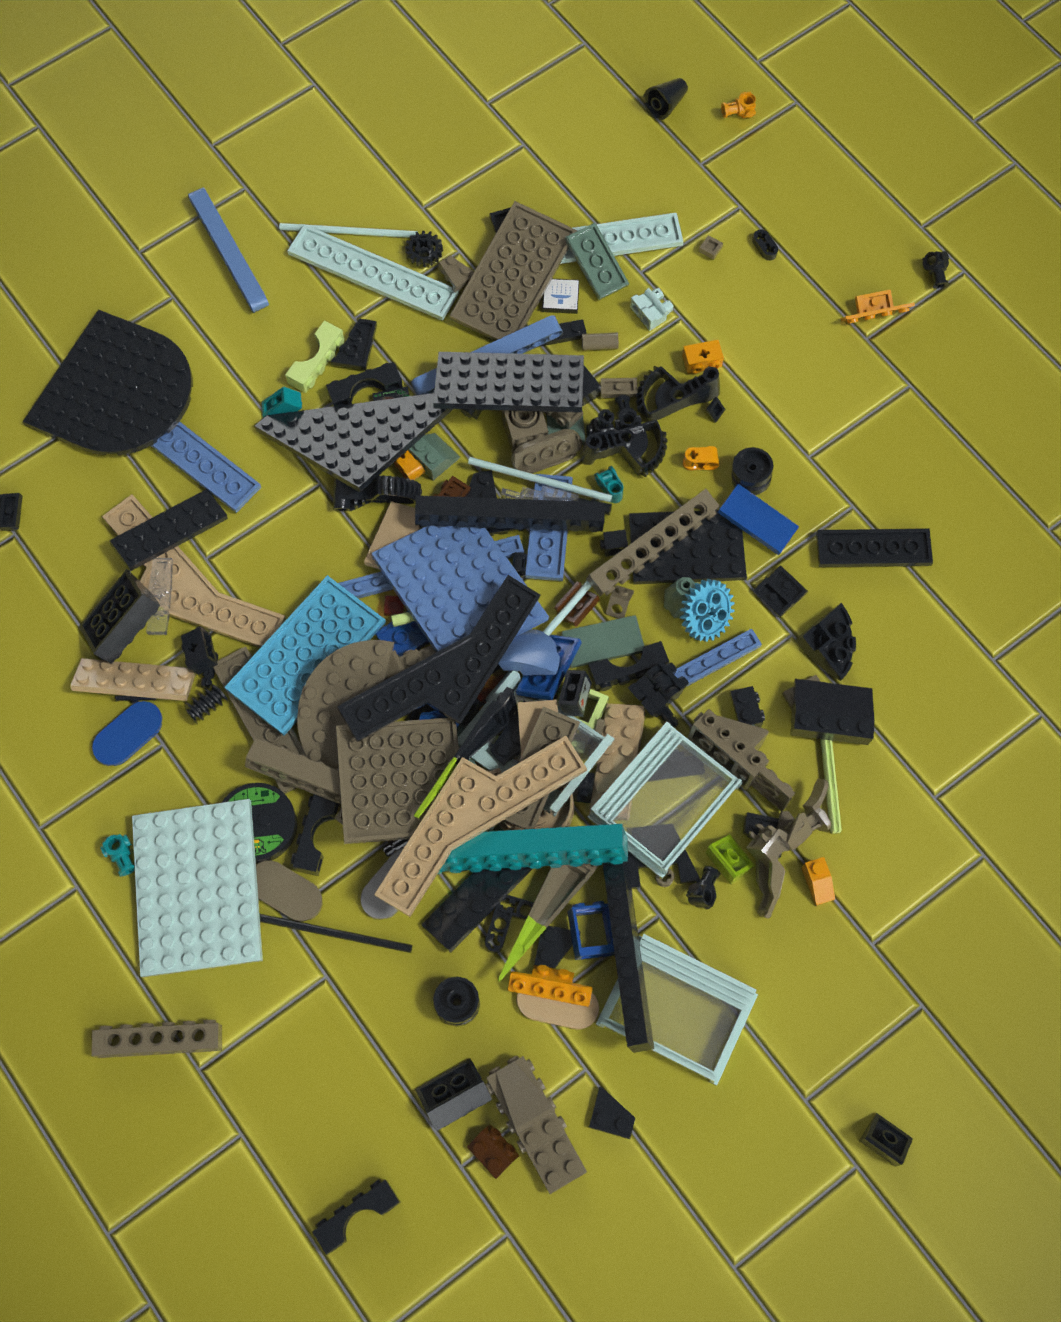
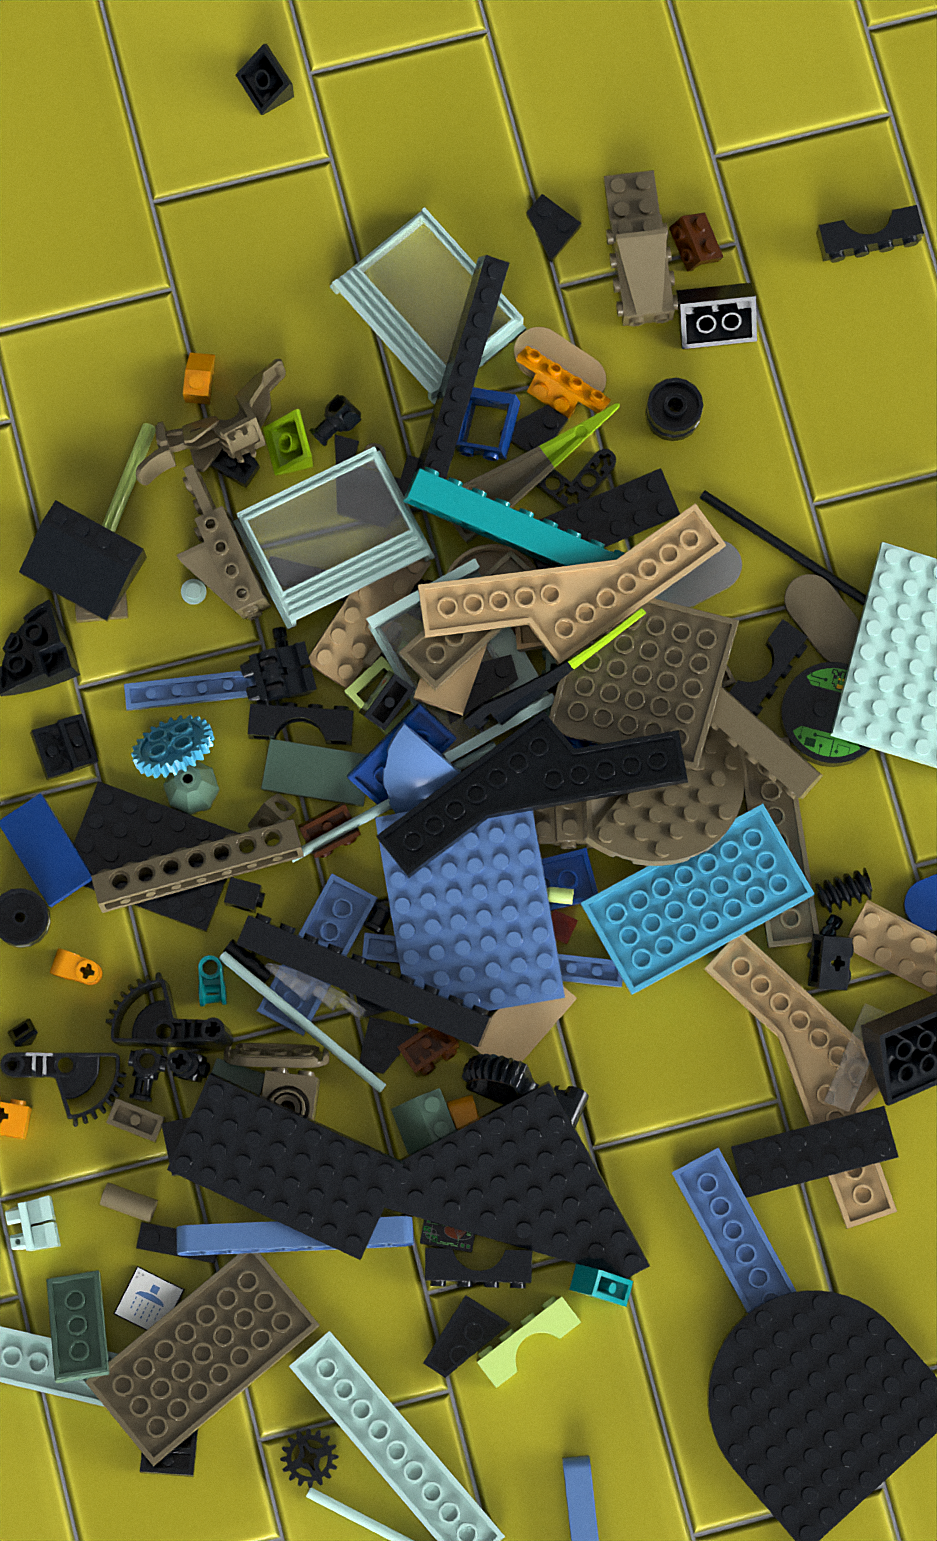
camera: 160 degrees left, 10 degrees up
(455, 272) = (280, 1397): dark tan wing -> none
(746, 706) = (182, 610): black bracket -> none

